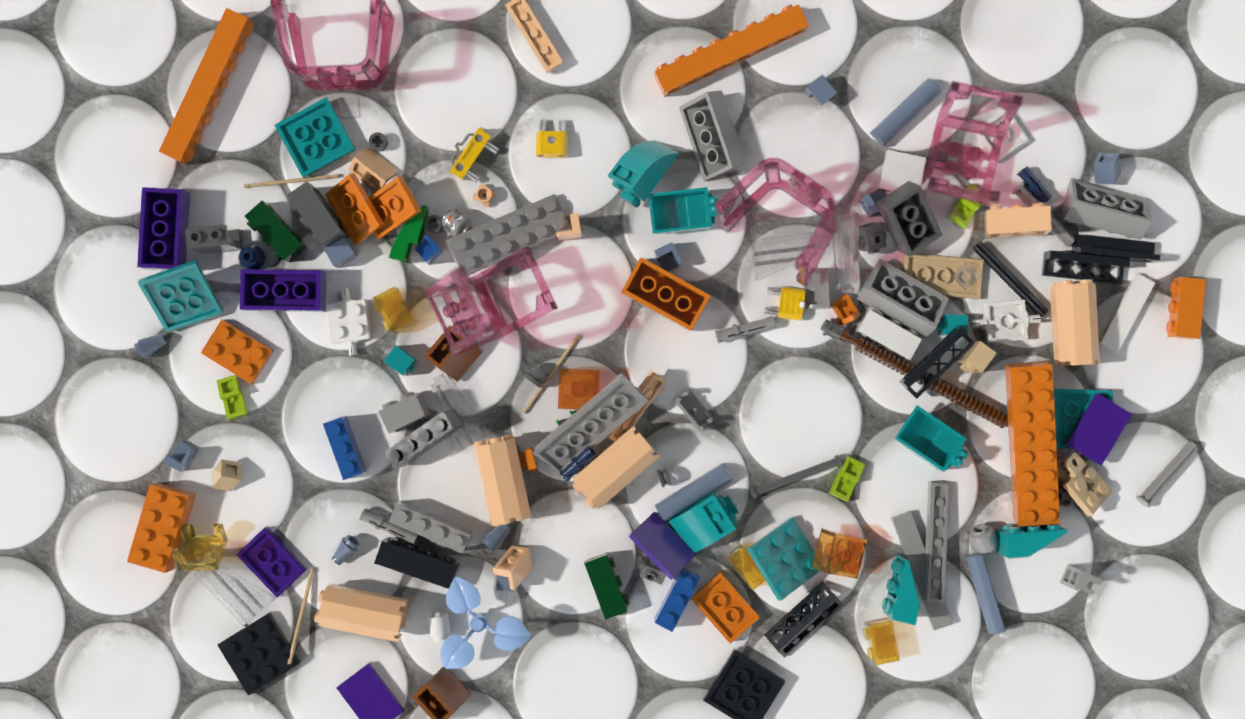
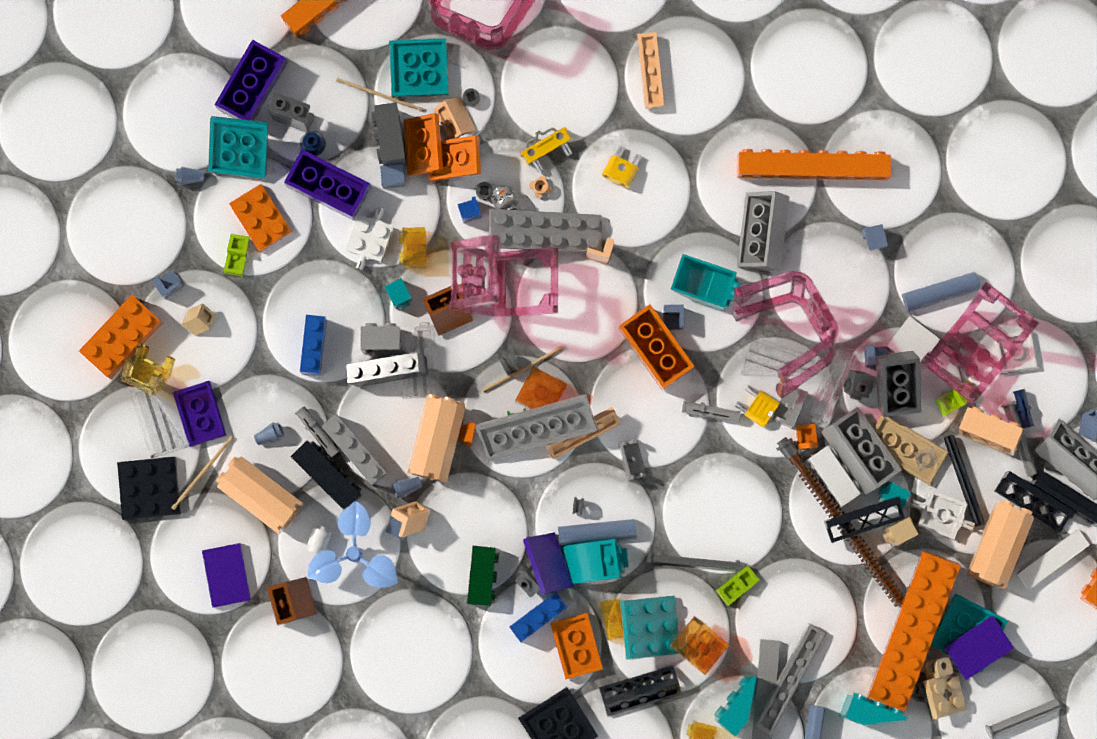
camera: 15 degrees right, 5 degrees down
(274, 231) = (344, 131): dark green brick -> none
(409, 235) = (458, 190): green slope -> none
(577, 463) = (509, 456): dark blue pin -> none
(614, 468) = (539, 475): light nougat brick -> none
(641, 170) = (686, 230): teal piece -> none
(932, 440) = (827, 585): teal piece -> none
(983, 539) = (832, 696): light grey head -> none

